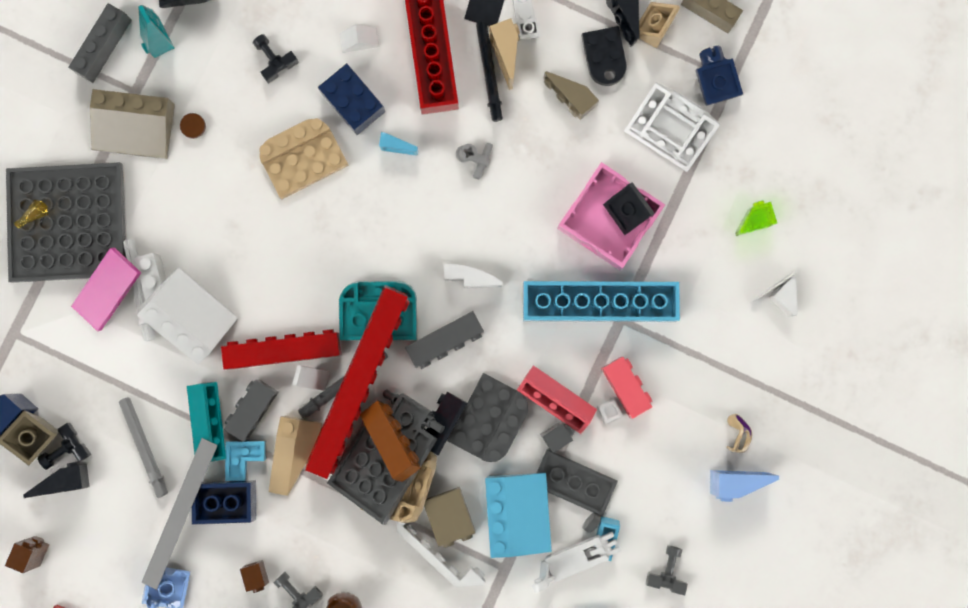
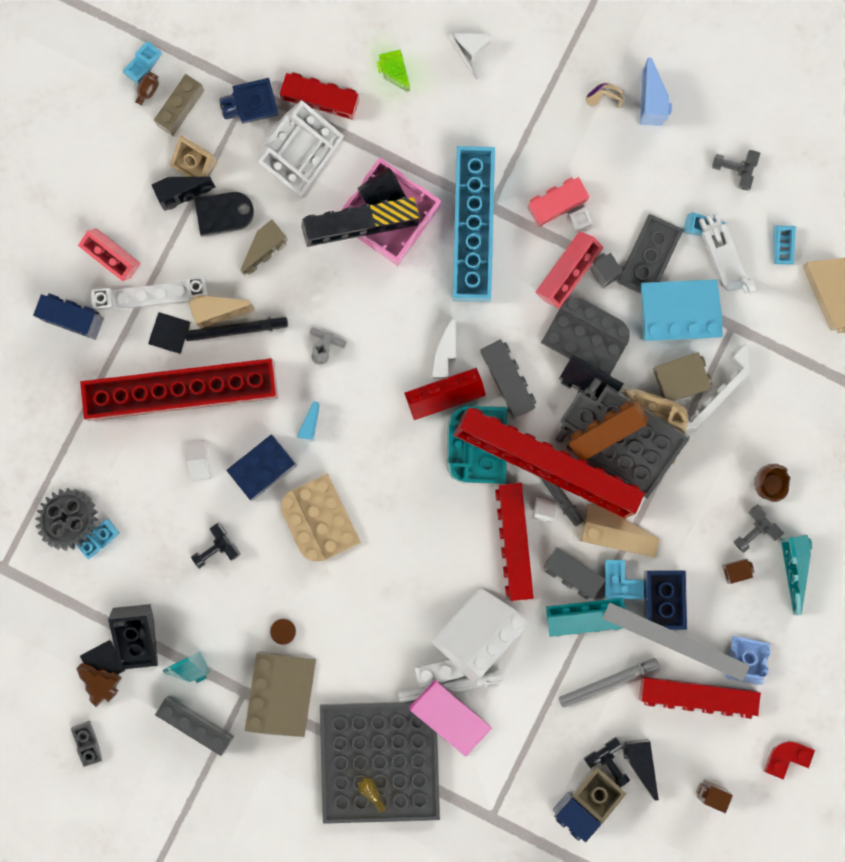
camera: 80 degrees left, 0 degrees up
(128, 539) = (699, 696): none -> red brick
(427, 276) = (445, 394): none -> red brick
(591, 523) = (689, 240): dark grey tile -> none
(598, 186) = (360, 221): none -> black brick
(726, 145) = (320, 96): none -> red brick

